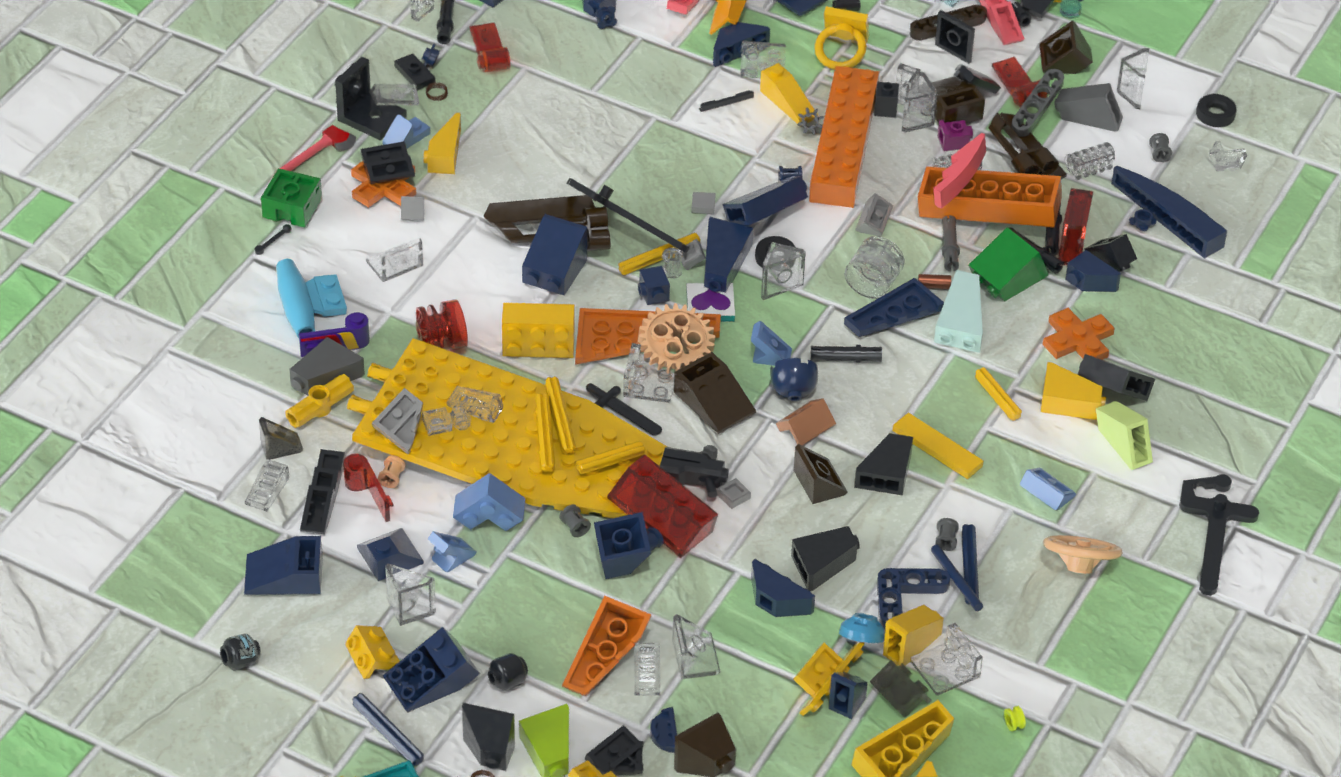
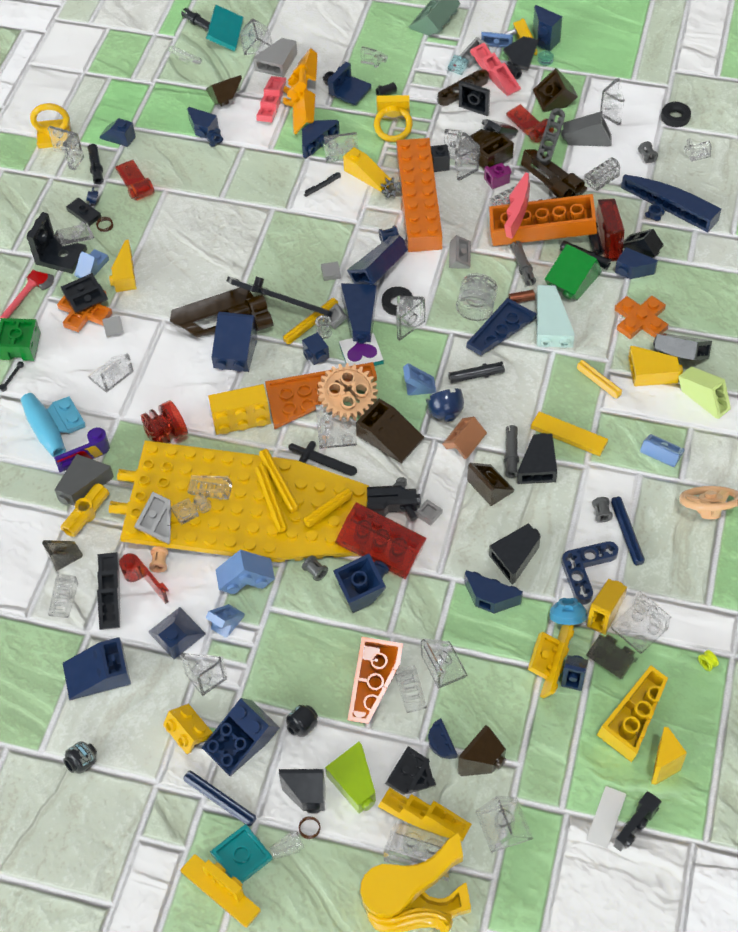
camera: 10 degrees left, 10 degrees up
(855, 454) = (511, 457): none -> dark grey pin
(957, 577) = (623, 546): dark blue bar -> none

